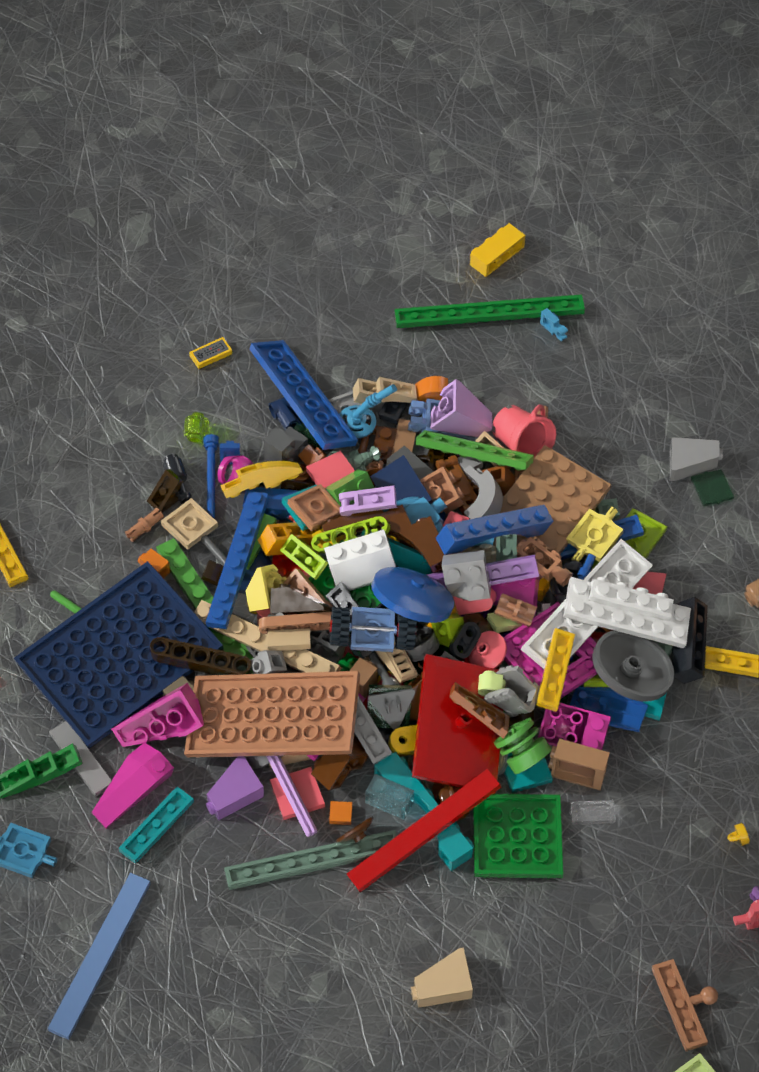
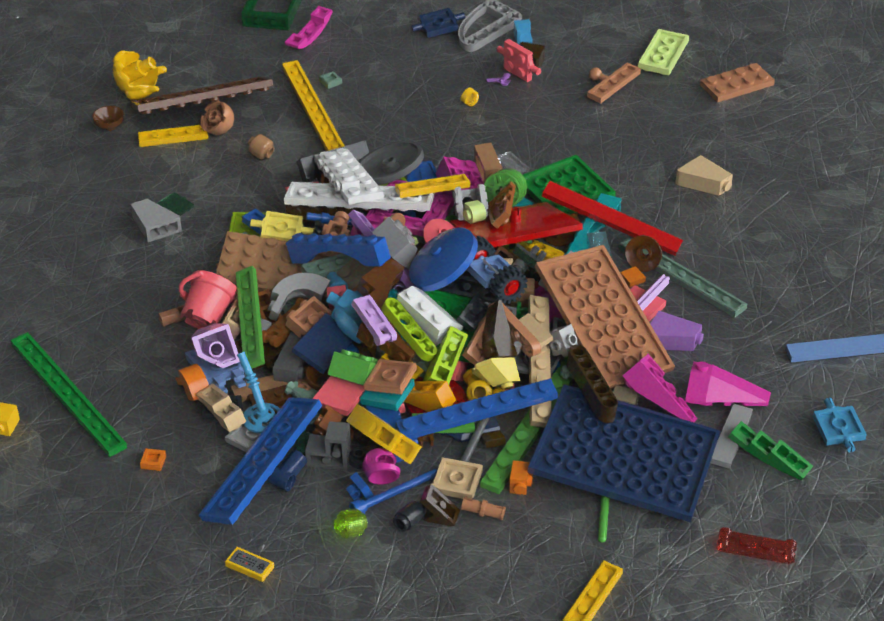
camera: 120 degrees left, 15 degrees down
(156, 825) = (743, 362): teal plate -> none
(370, 339) = (153, 459): none -> orange tile
(551, 322) = (57, 346): dark azure plate -> none

